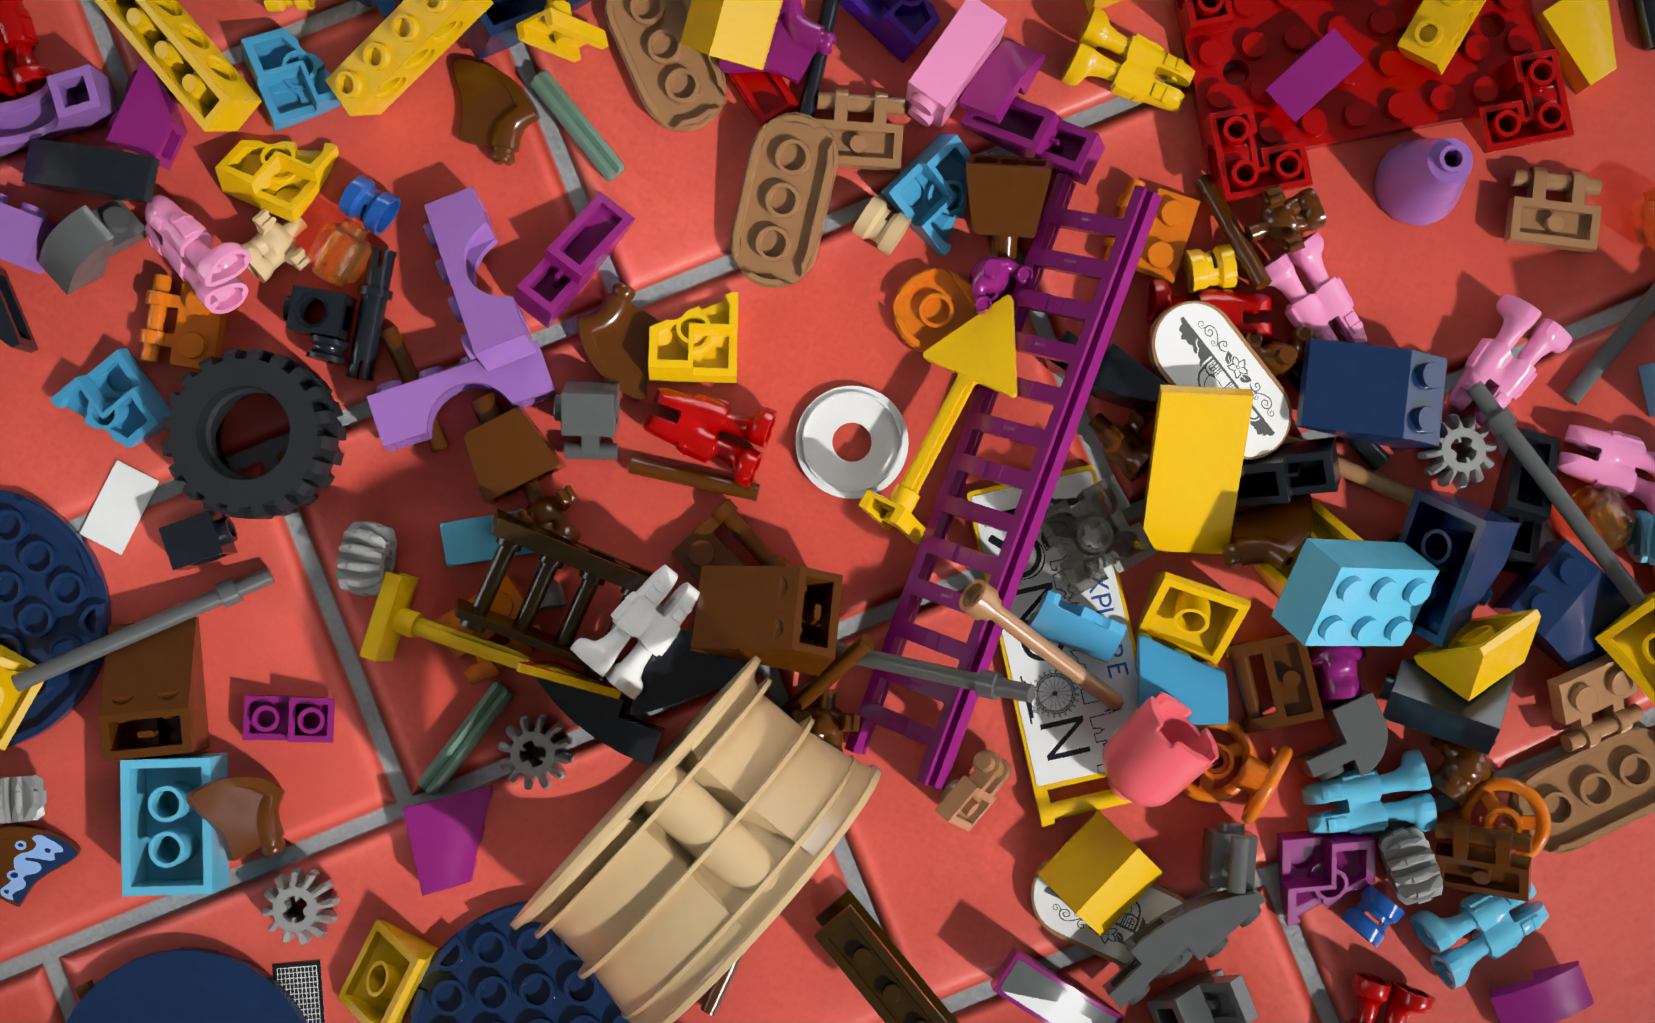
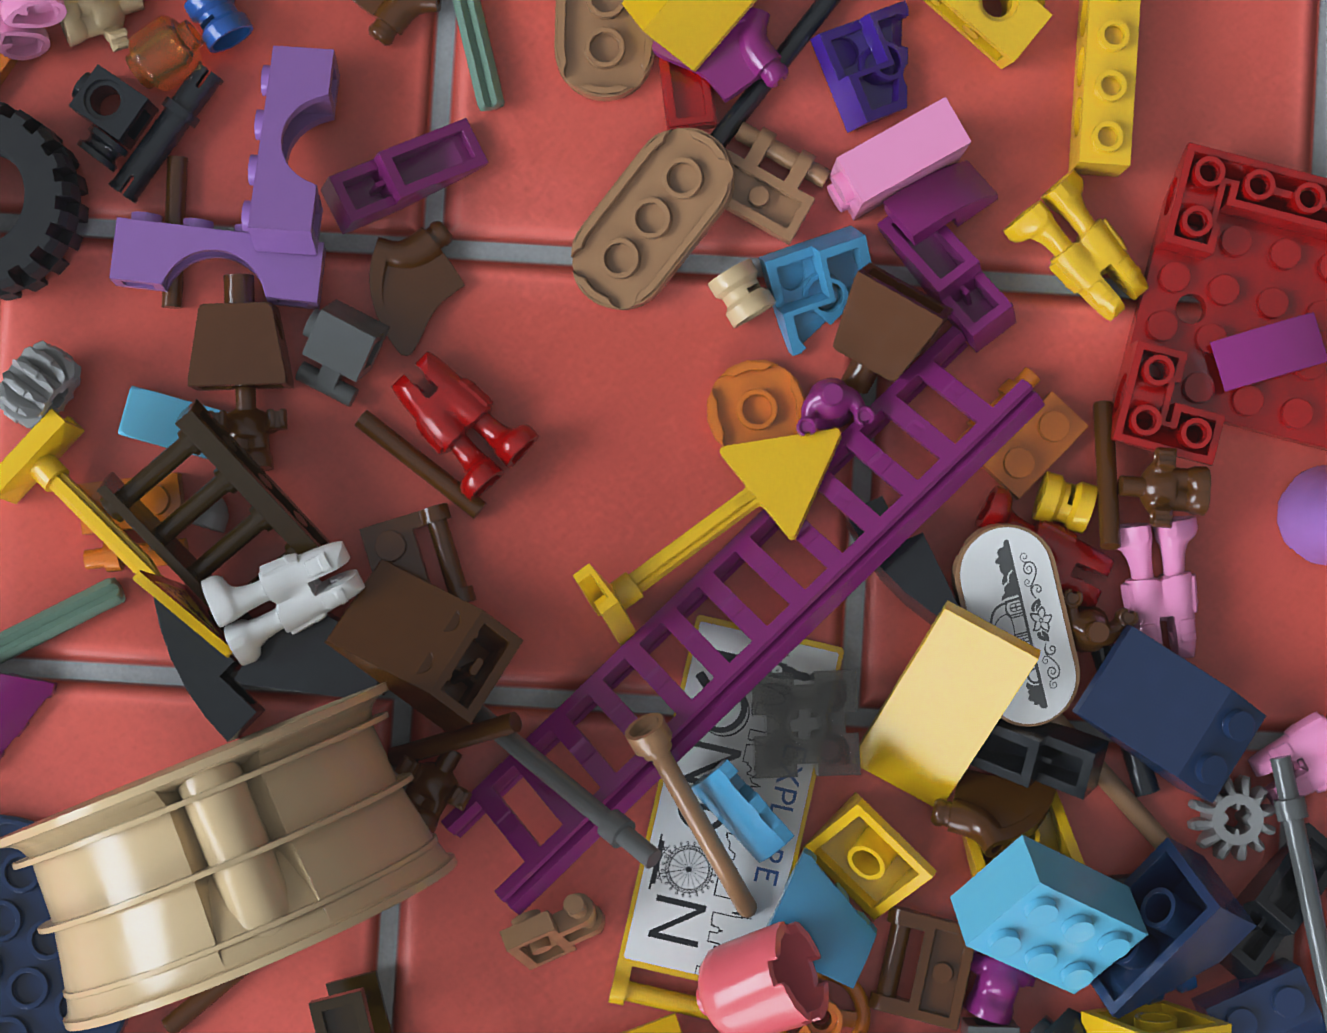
camera: 20 degrees right, 0 degrees up
(530, 766) = (106, 684): light grey gear -> none
(697, 345) = (489, 326): yellow slope -> none
(846, 406) = (594, 463): white piece -> none
(1124, 444) = (886, 642): reddish brown piece -> none

